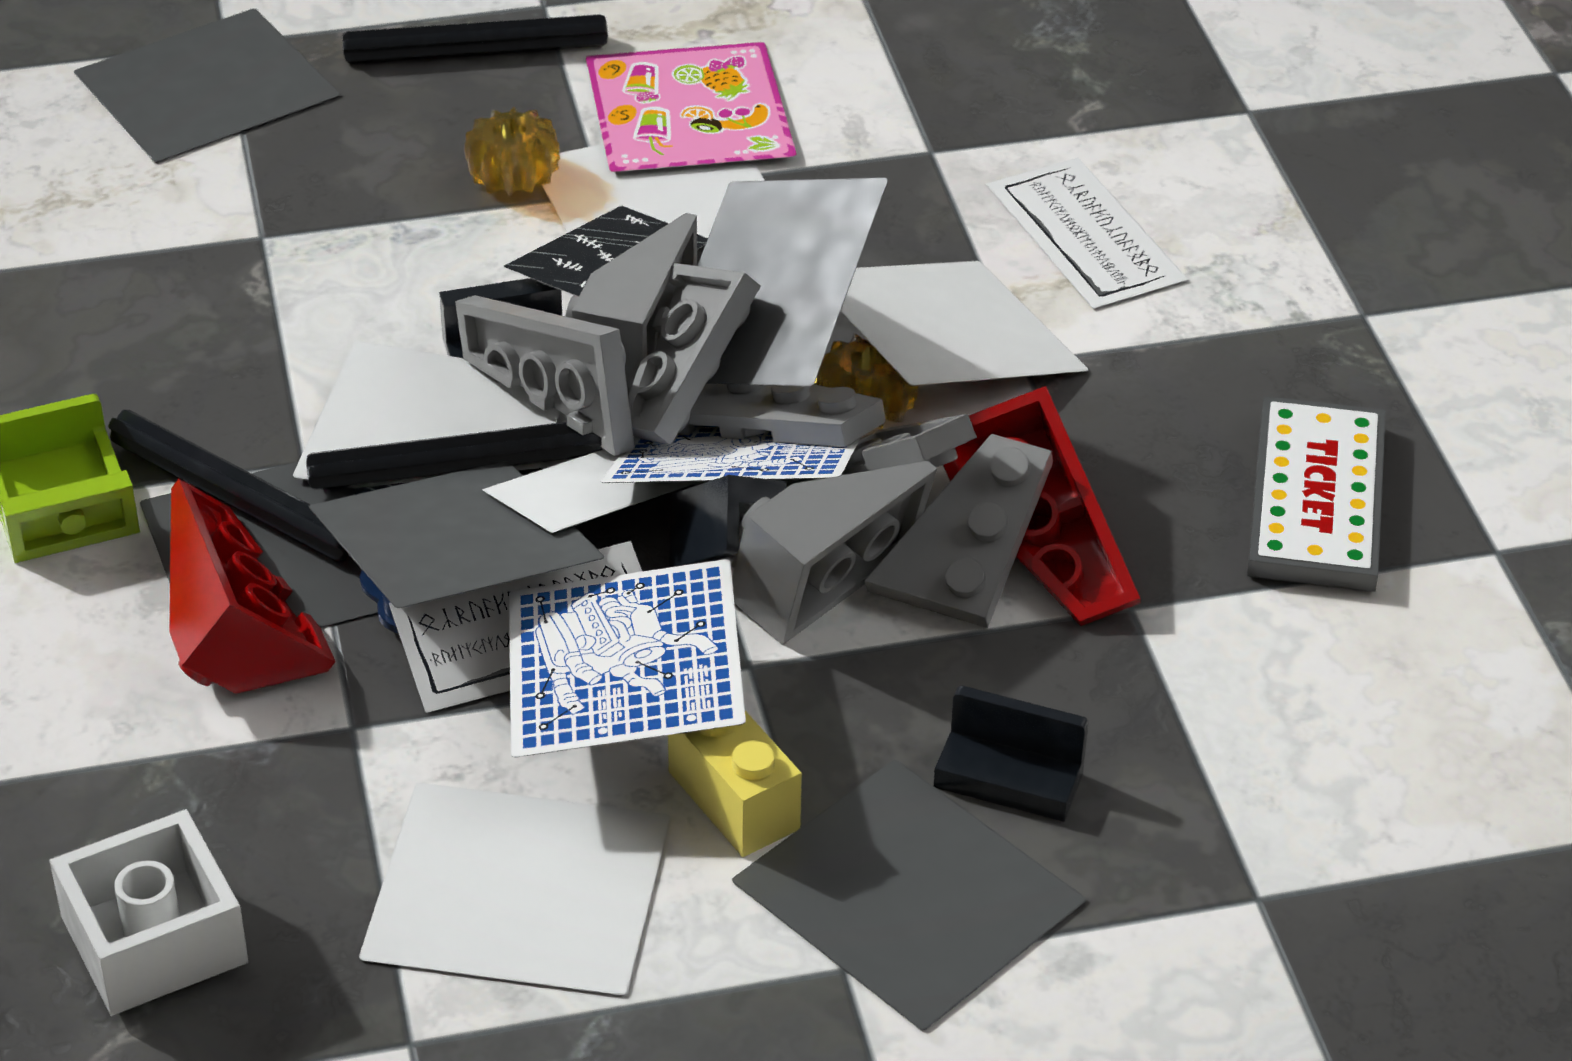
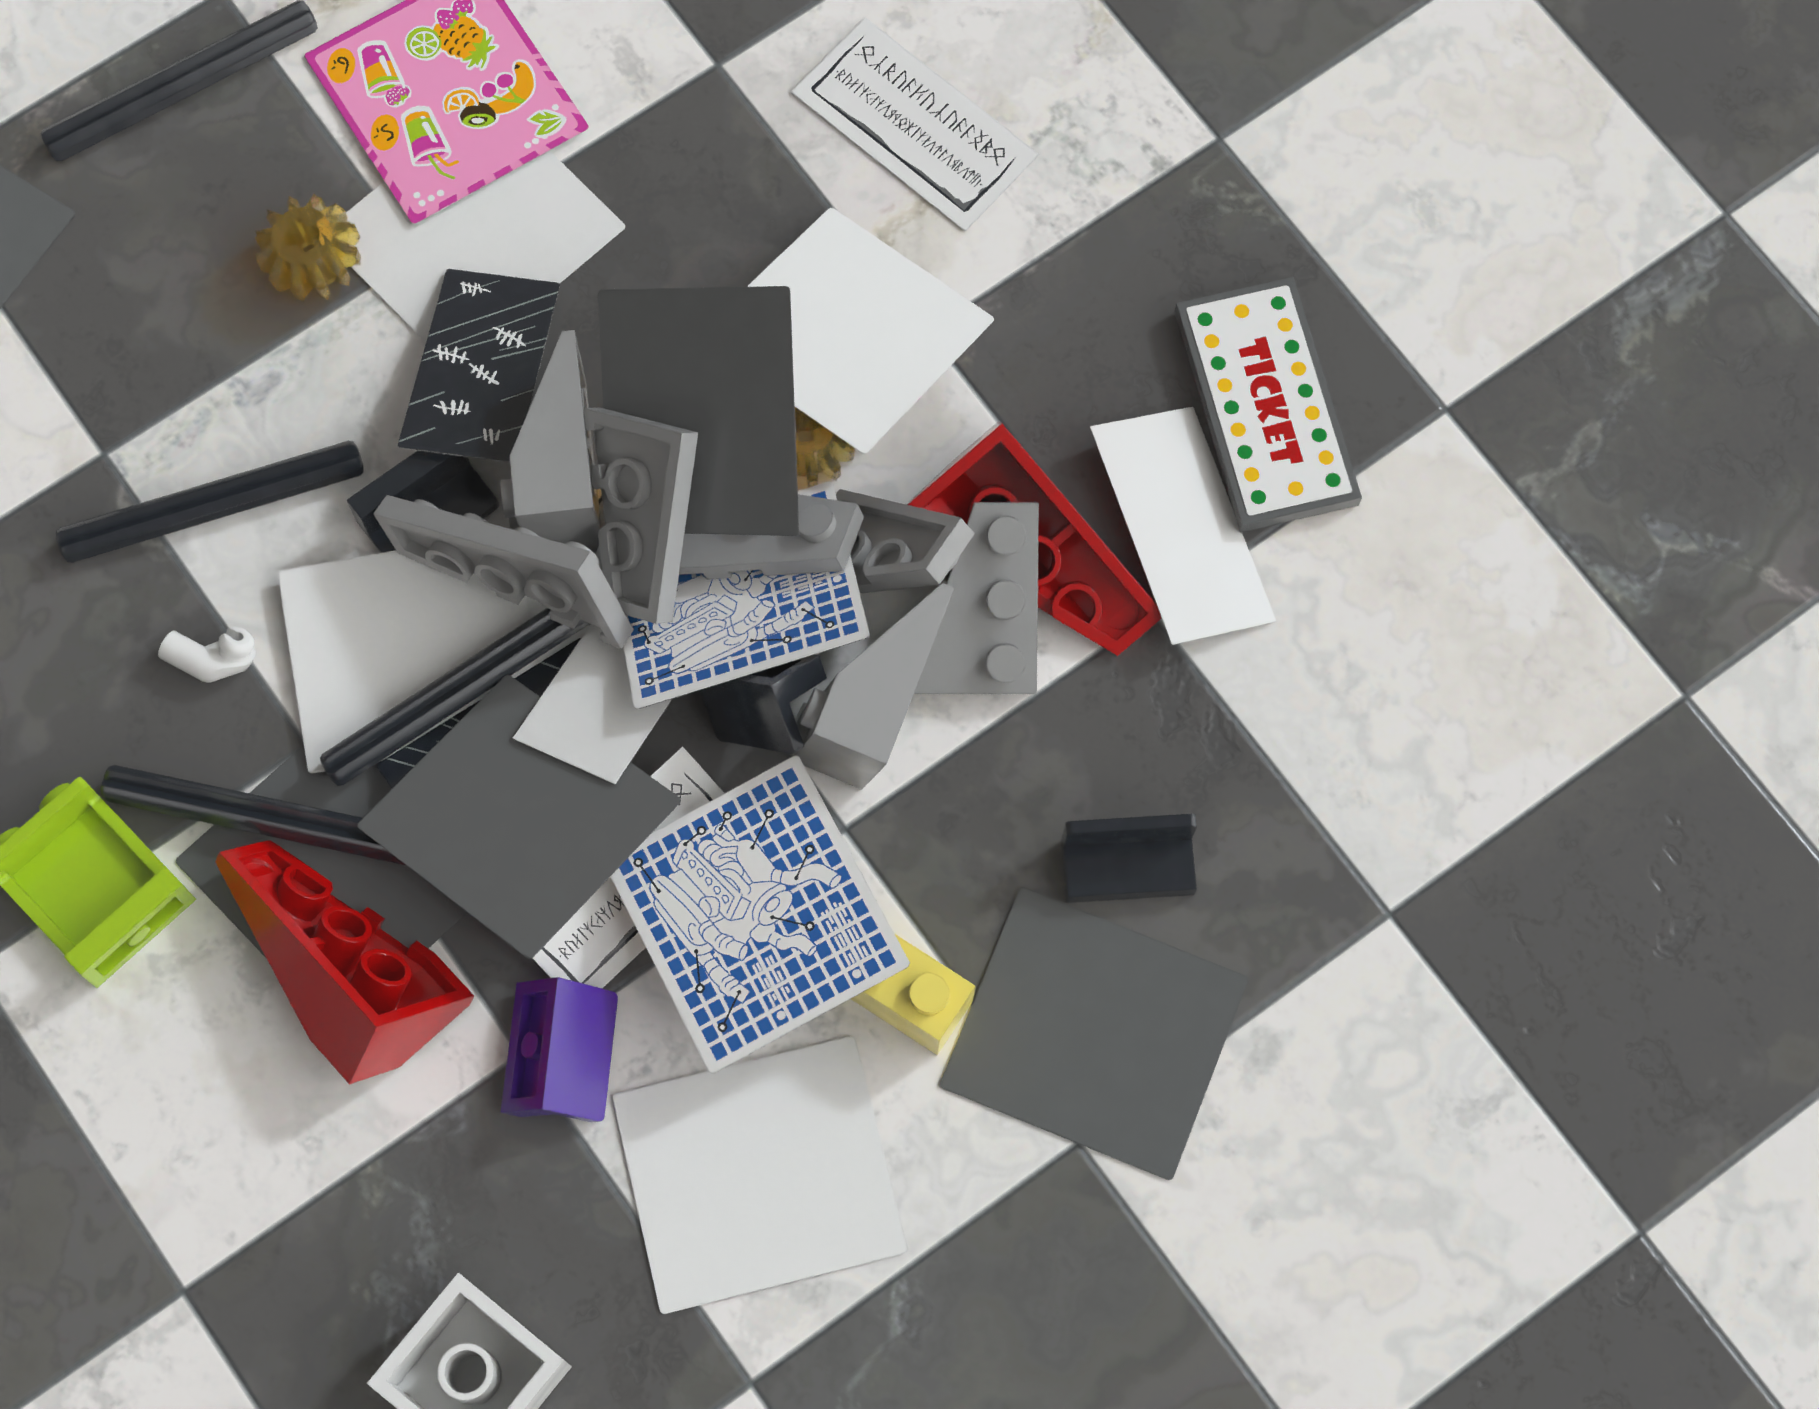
camera: 25 degrees left, 30 degrees up
(253, 379) = (212, 662): none -> white arm
(320, 281) = (209, 501): none -> black axle
(391, 724) = (559, 1050): none -> dark purple panel
(1191, 548) = (1182, 525): none -> white sticker

